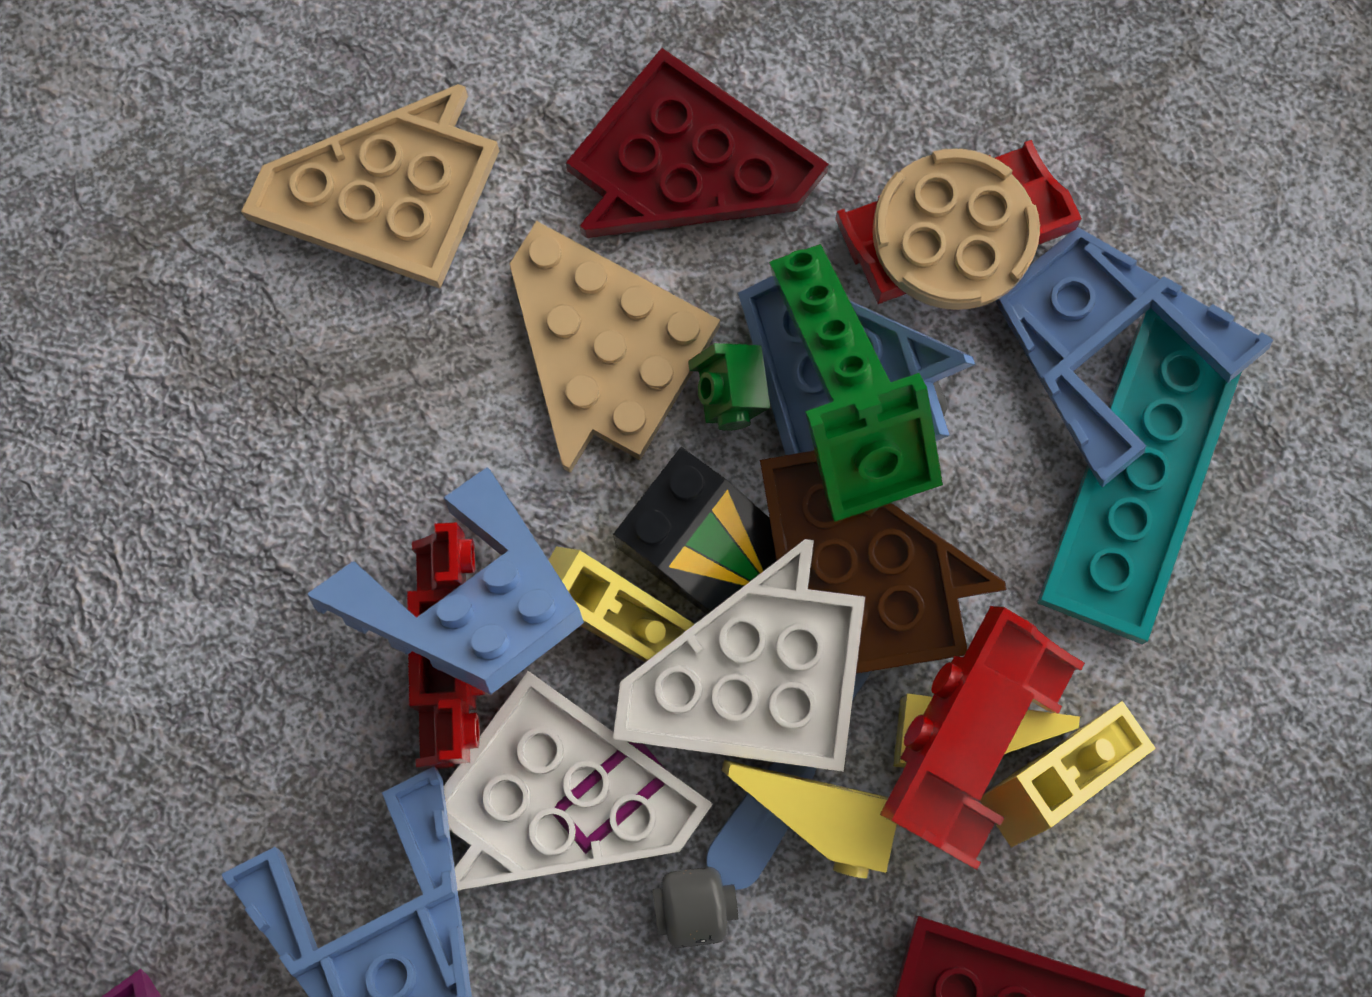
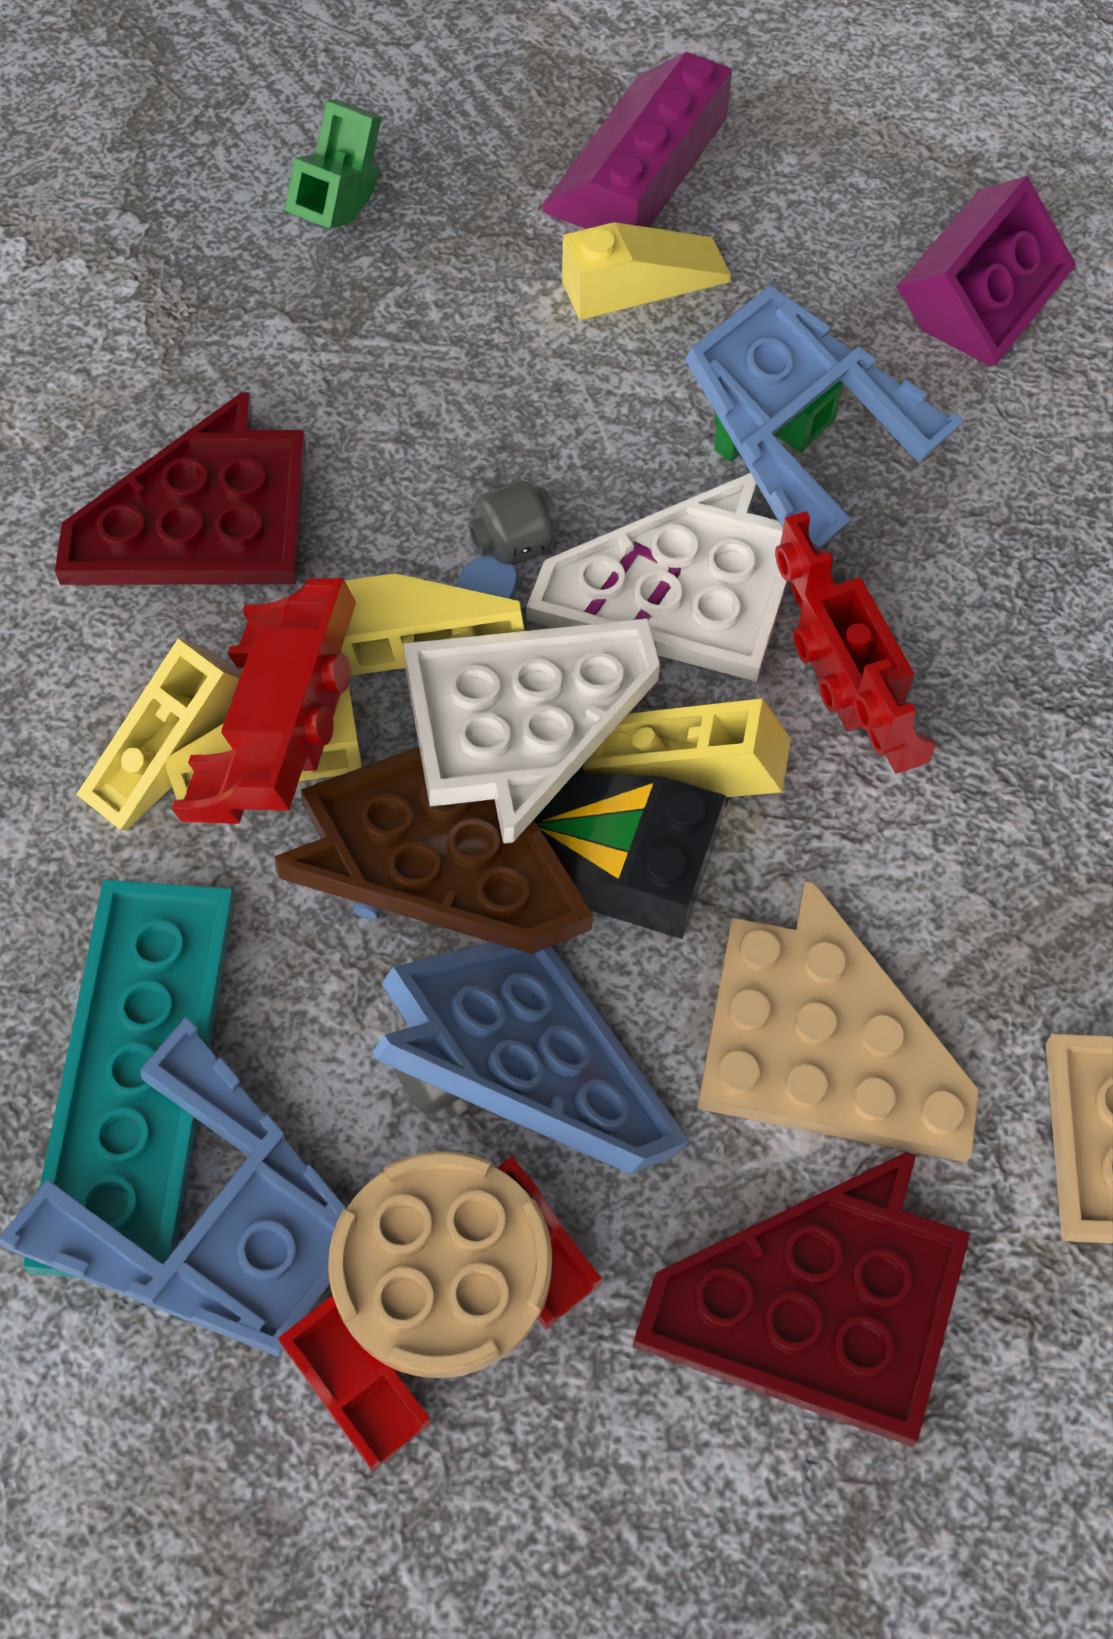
camera: 160 degrees right, 15 degrees down
(487, 624) = (807, 653): medium blue wing -> none
(731, 384) = (656, 1014): green brick -> none
(875, 433) = (498, 929): green bracket -> none

